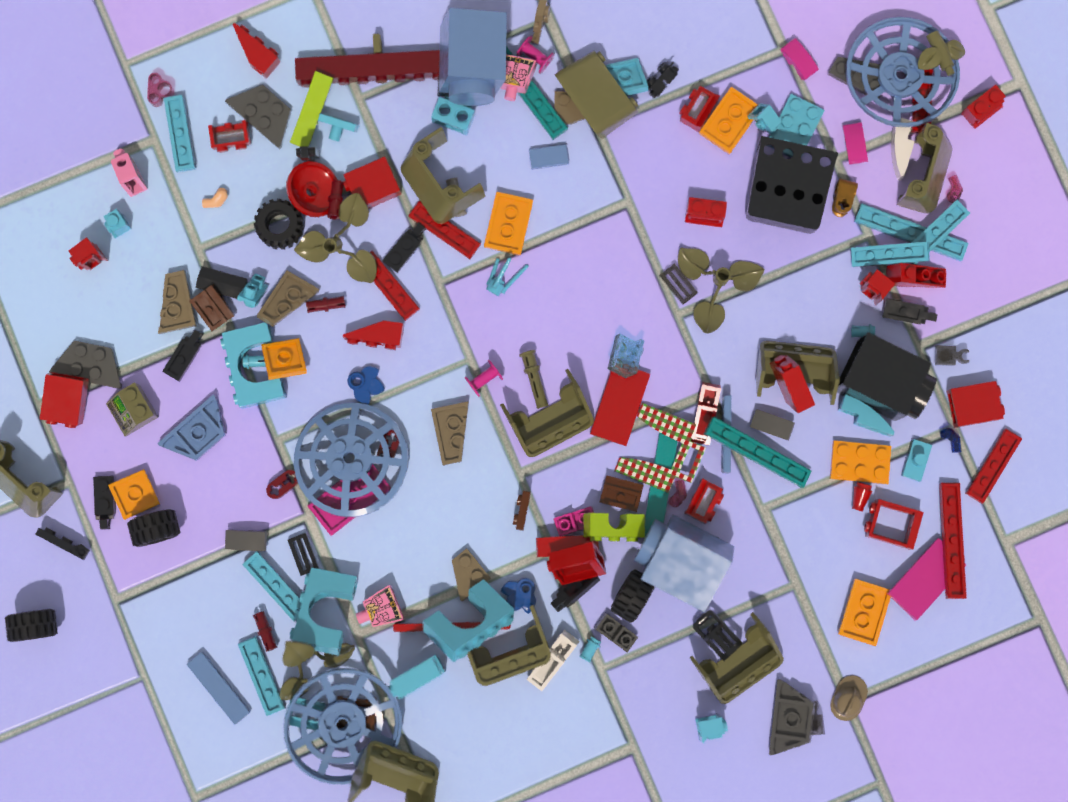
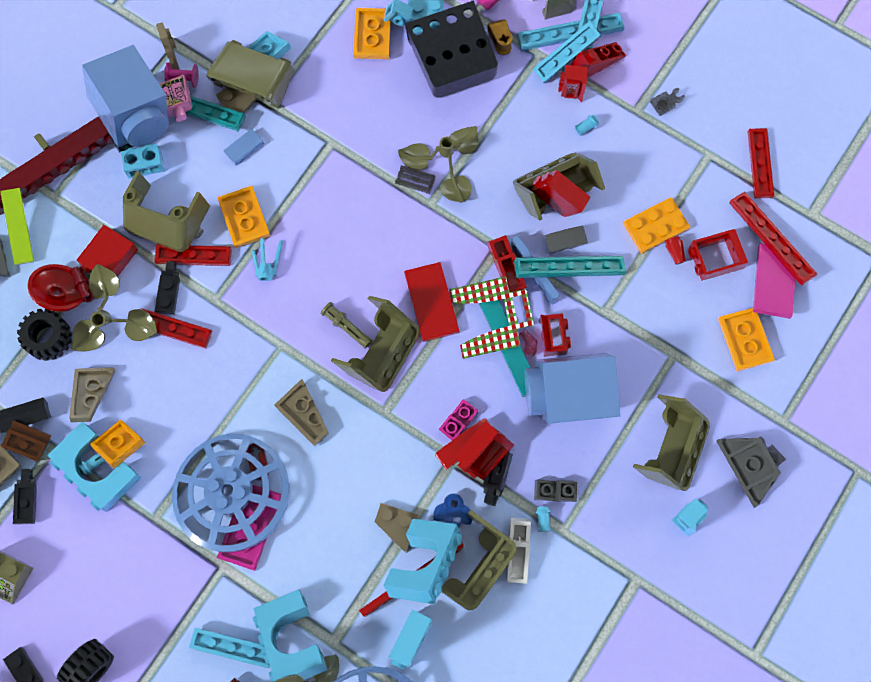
camera: 35 degrees left, 10 degrees down
(134, 494) = (49, 650): light orange plate -> none
(197, 432) = (76, 557): medium blue wing -> none
(246, 540) = (179, 624): dark grey slope -> none
(253, 291) = (55, 404): medium azure hips -> none
(280, 481) = (178, 552): dark red beam -> none
(302, 572) = (248, 619): black tile -> none
(307, 153) = (33, 259): black hinge -> none
(325, 304) = (127, 376): dark red pin -> none
(337, 126) = (48, 226): medium azure tile -> none
(368, 386) = (206, 420): blue plate -> none
(381, 333) = (190, 370): red slope -> none
(381, 608) = (339, 604): torso -> none
(483, 378) = (303, 350): dark pink piece -> none
(520, 518) = (410, 445): reddish brown plate -> none
(598, 527) = (482, 409): lime arch -> none
(621, 493) = (481, 372): reddish brown plate -> none
(625, 356) = (410, 258): clear light blue bracket -> none
(632, 597) = (549, 447): black tyre -> none
(665, 72) = (296, 28): black hinge -> none
(699, 108) = (341, 38): red window -> none
(705, 212) = (399, 110): red window -> none
(715, 632) = (637, 434): black piece -> none
(849, 698) = (783, 418): dark tan piece -> none
(865, 416) = (634, 186): medium azure slope -> none
(887, 378) = (632, 142): black container -> none
(907, 312) = (610, 89): black hinge -> none
(916, 460) = (699, 196): medium azure tile -> none
(953, 437) = (714, 160): clear blue arm -> none
(975, 404) = (712, 124): red brick -> none

